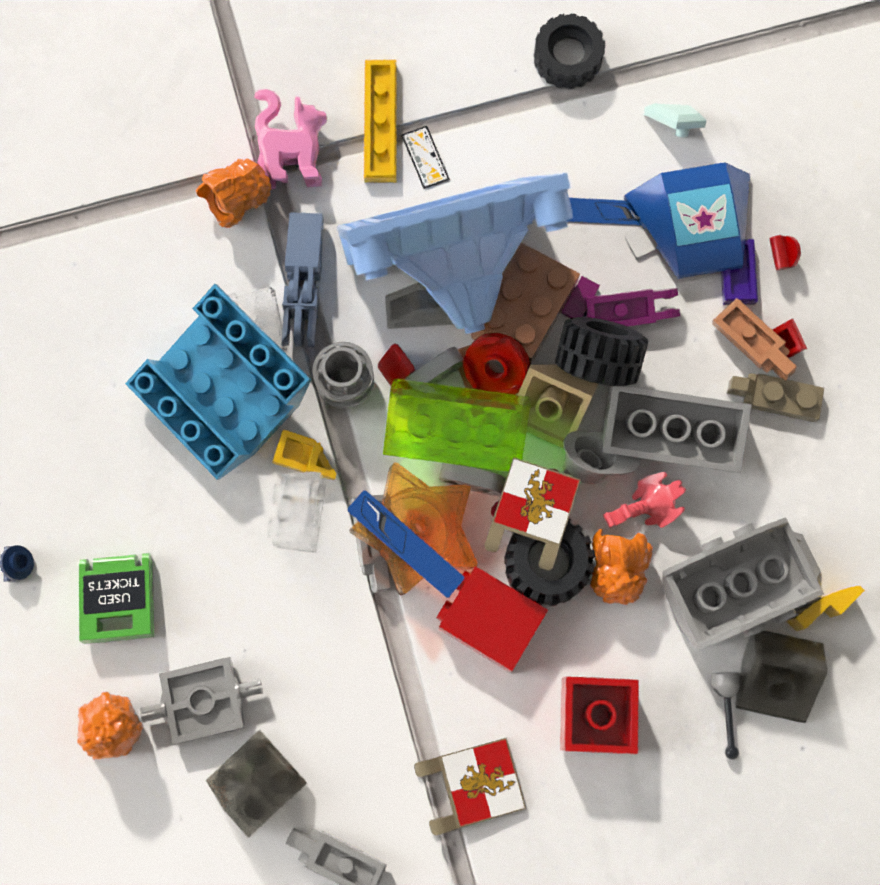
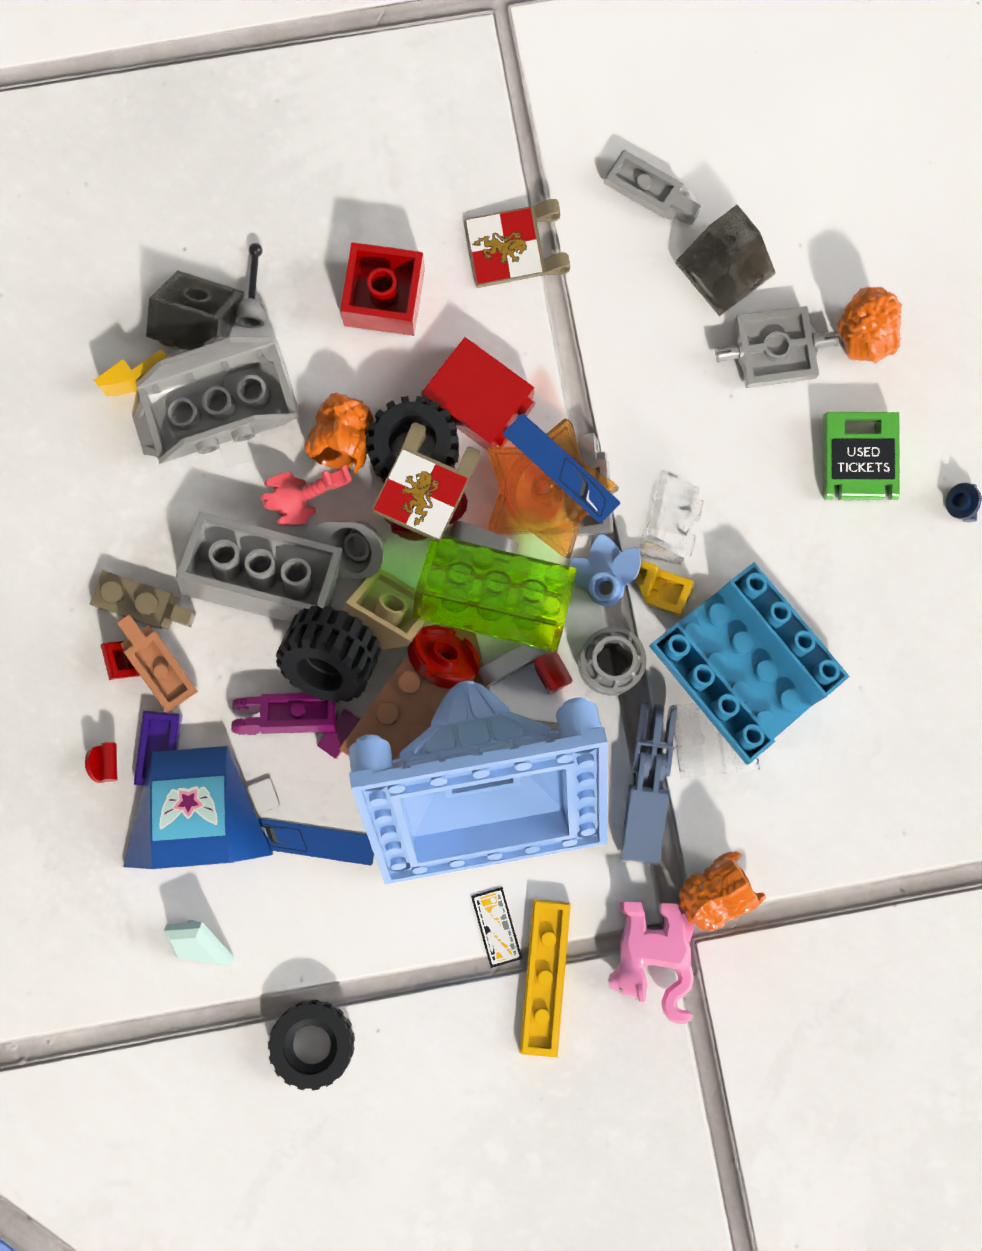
camera: 175 degrees left, 5 degrees up
(357, 469) = (605, 565): none -> light blue plate

